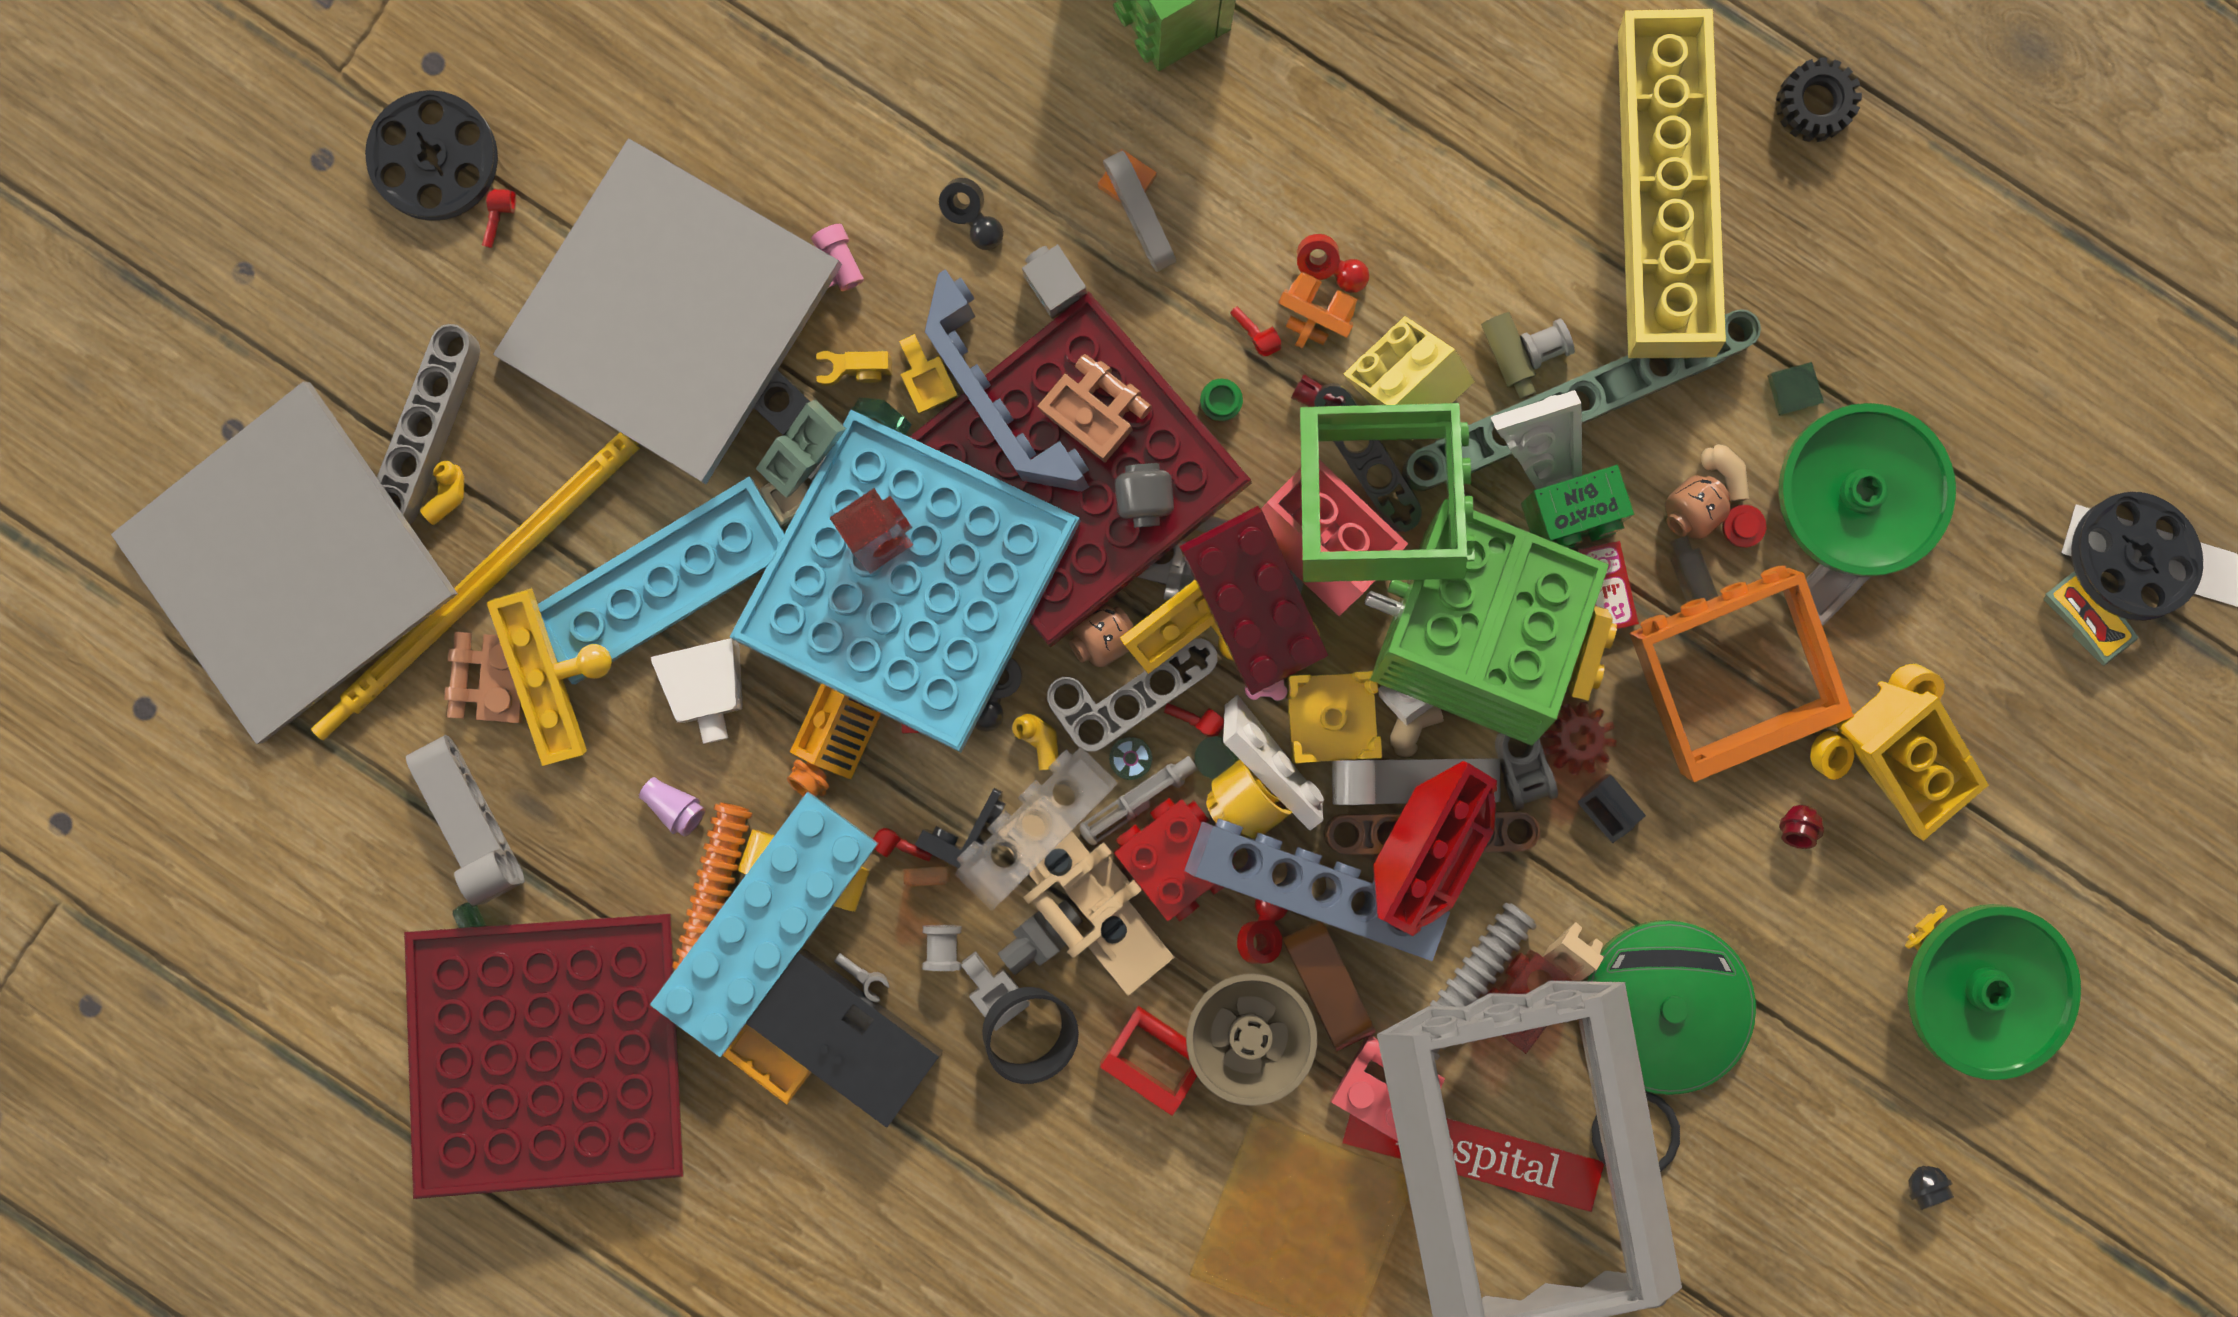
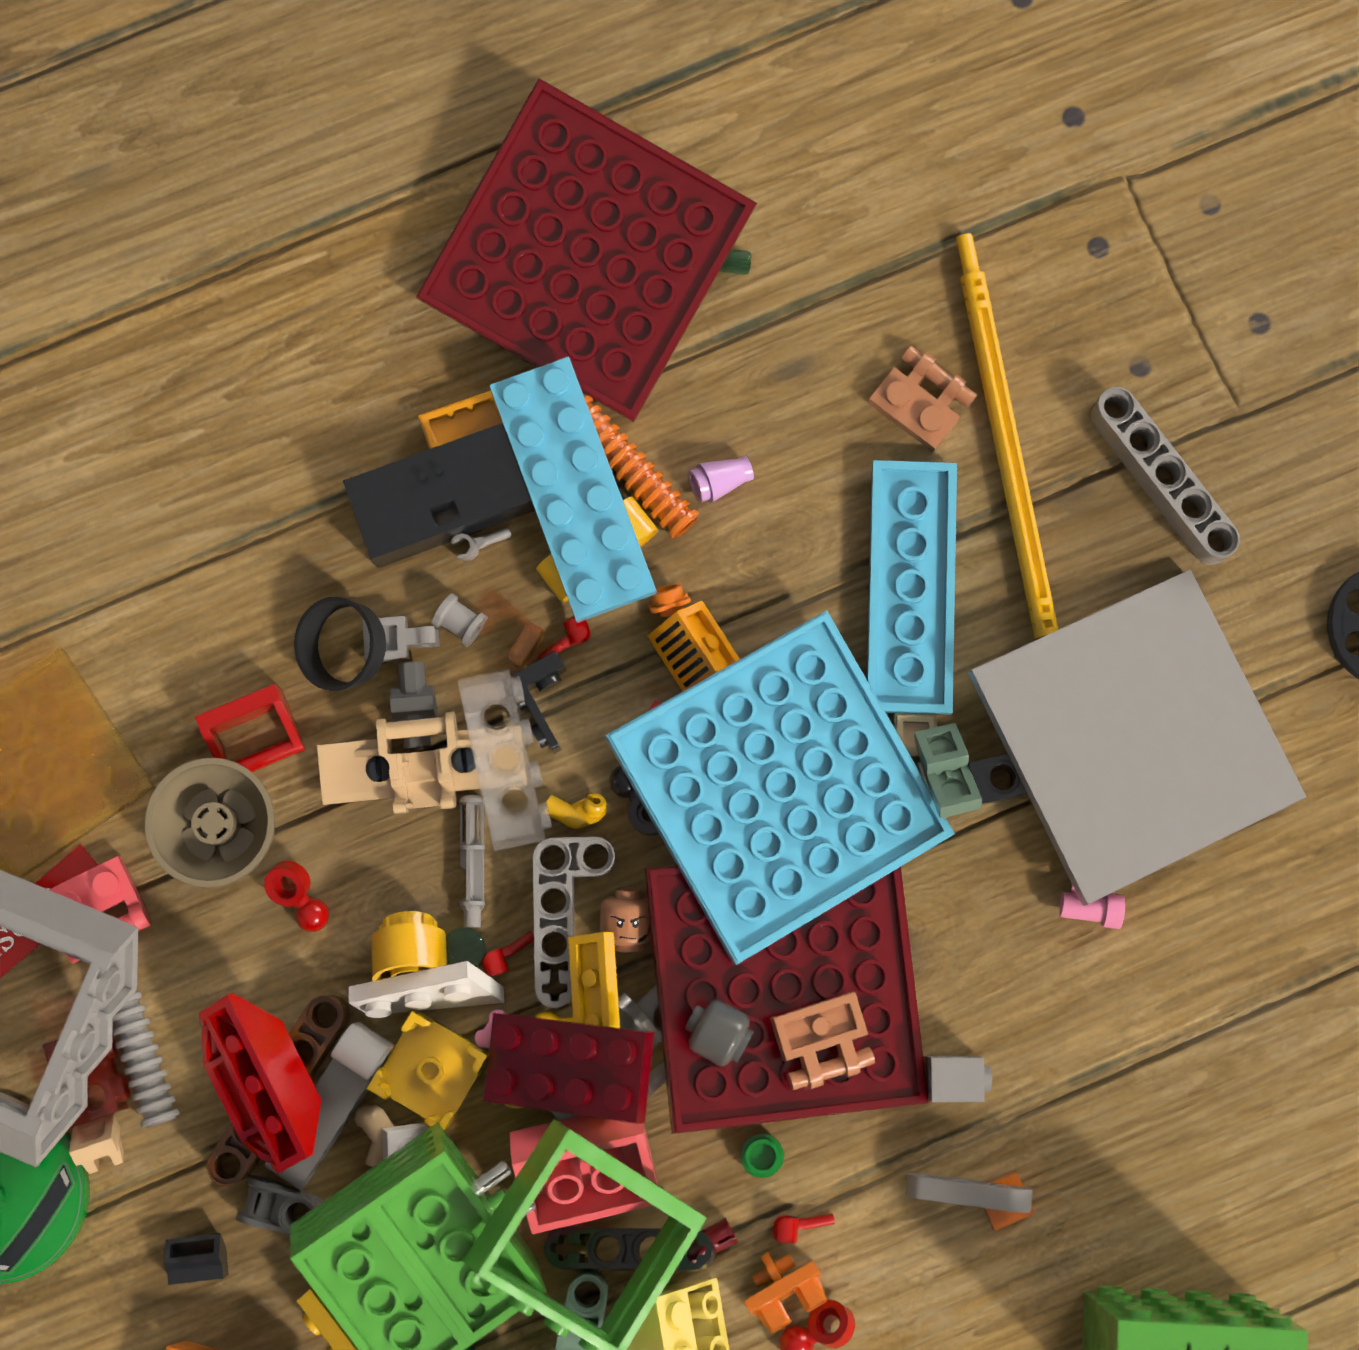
camera: 125 degrees right, 5 degrees down
(283, 563) = (1121, 295): light grey tile -> none
(450, 492) = (1096, 463): yellow arm -> none
(466, 822) = (815, 306): light grey beam -> none
(497, 202) = (1318, 653): red hand -> none
(540, 677) = (894, 438): yellow plate -> none
(702, 685) = (802, 564): white torso -> none
(866, 366) = (984, 870): yellow plate -> none
(873, 529) = (836, 783): clear red brick -> none
(883, 412) = (934, 859): clear green tile -> none
(926, 380) = (938, 914): yellow plate -> none
(949, 312) = (985, 968): sand blue slope -> none
(985, 231) = (1037, 1048): black plate -> none
(1130, 758) = (510, 877): clear green tile -> none
(1160, 854) = (402, 859): red brick -> none
(1213, 862) = (373, 884): sand blue brick -> none
(1329, 985) = (212, 917): reddish brown beam -> none
(1586, 752) = (256, 1269): clear red gear -> none

